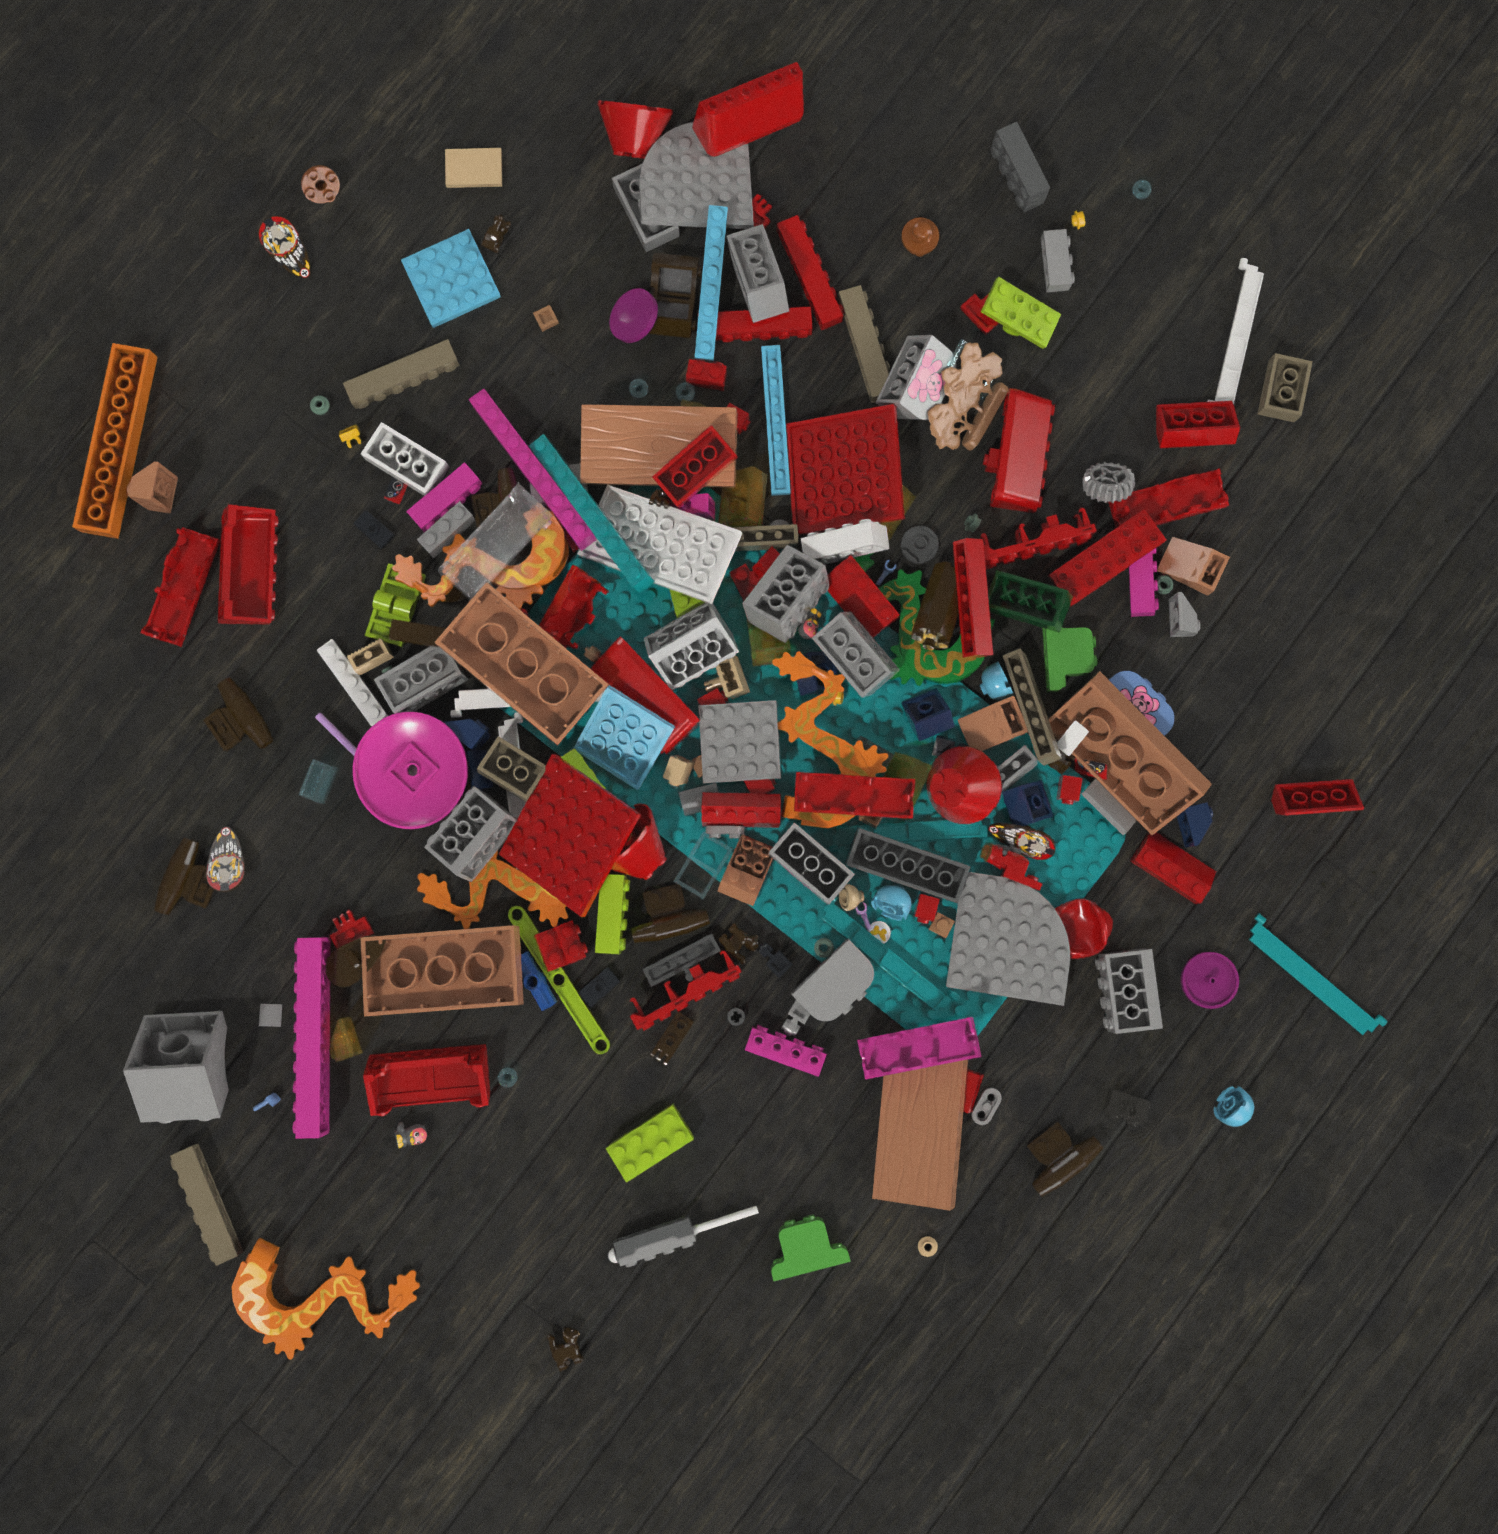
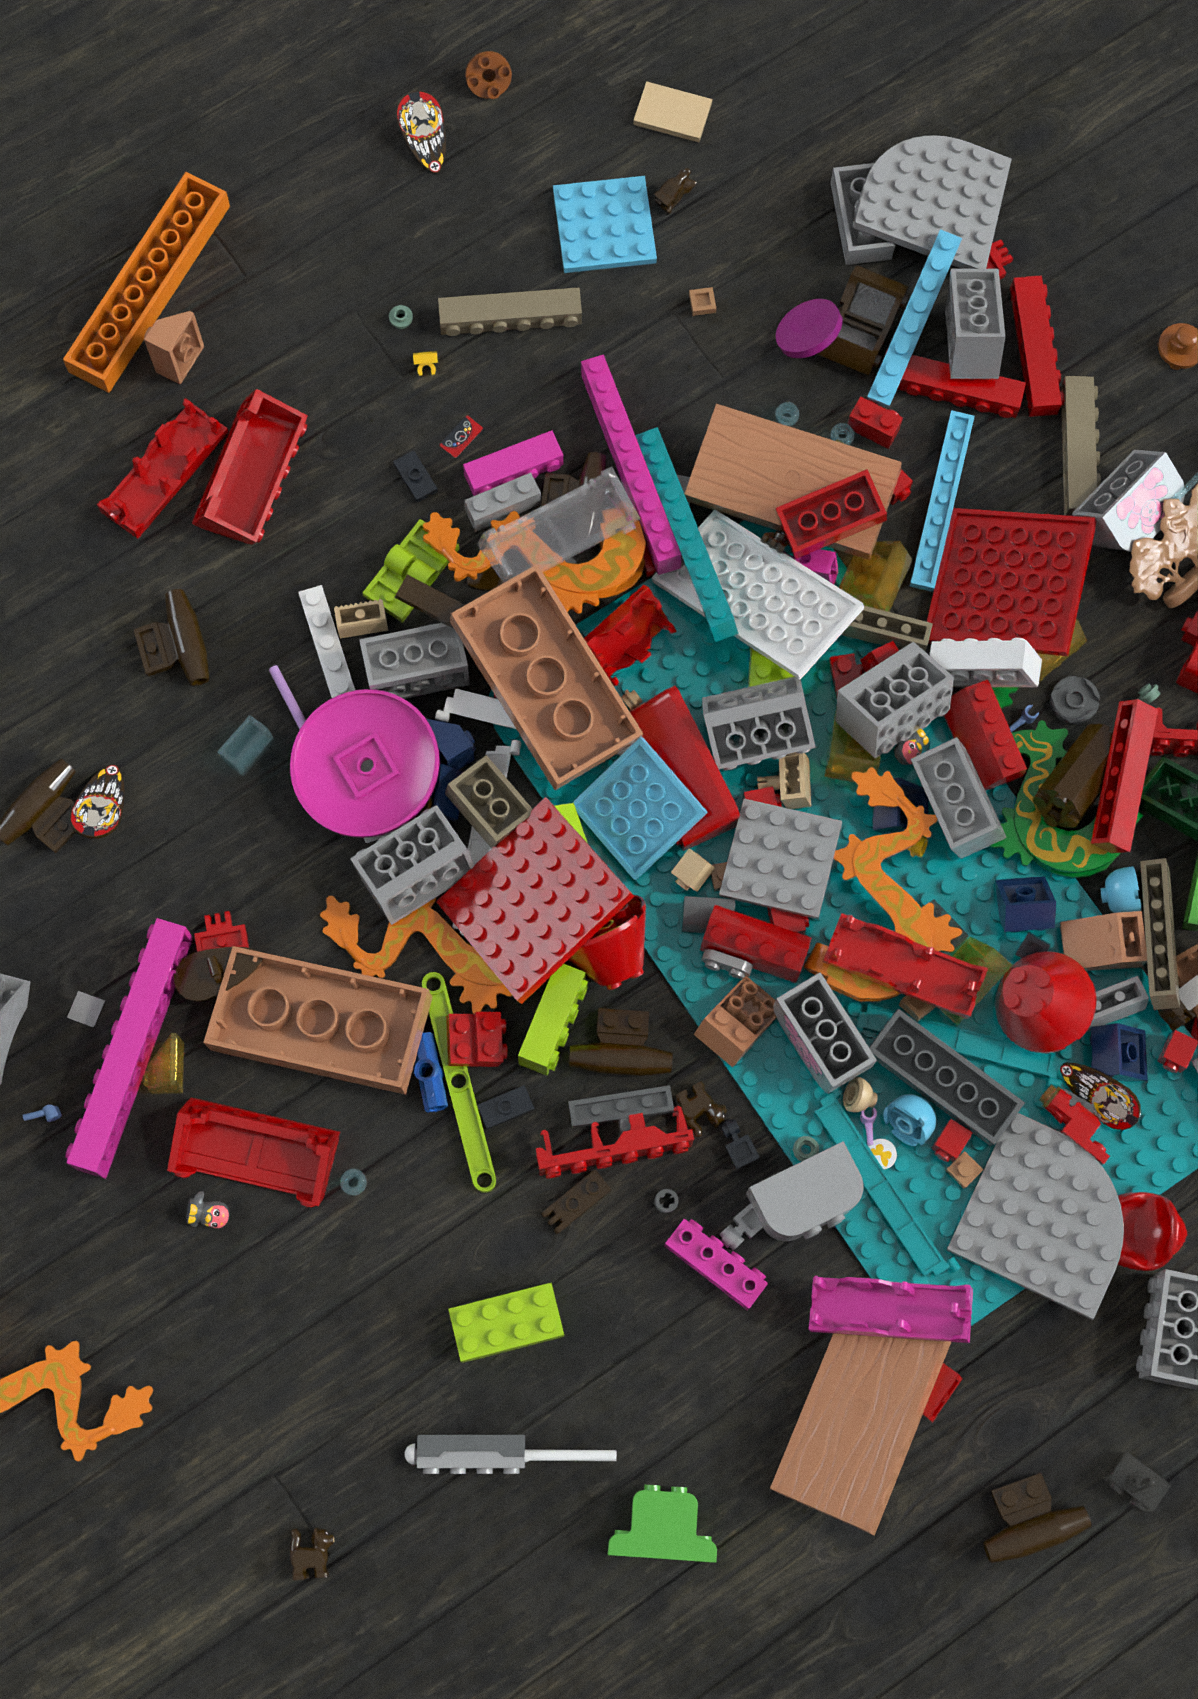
camera: 15 degrees right, 10 degrees down
(404, 449) = (481, 406): white brick -> none
(633, 126) = (877, 117): red cone -> none
(716, 872) = (673, 984): clear light blue window -> none
(750, 110) = (1022, 142): red windscreen -> none
(925, 1240) = (813, 1576): tan plate -> none
(987, 1106) = (953, 1422): light grey plate -> none

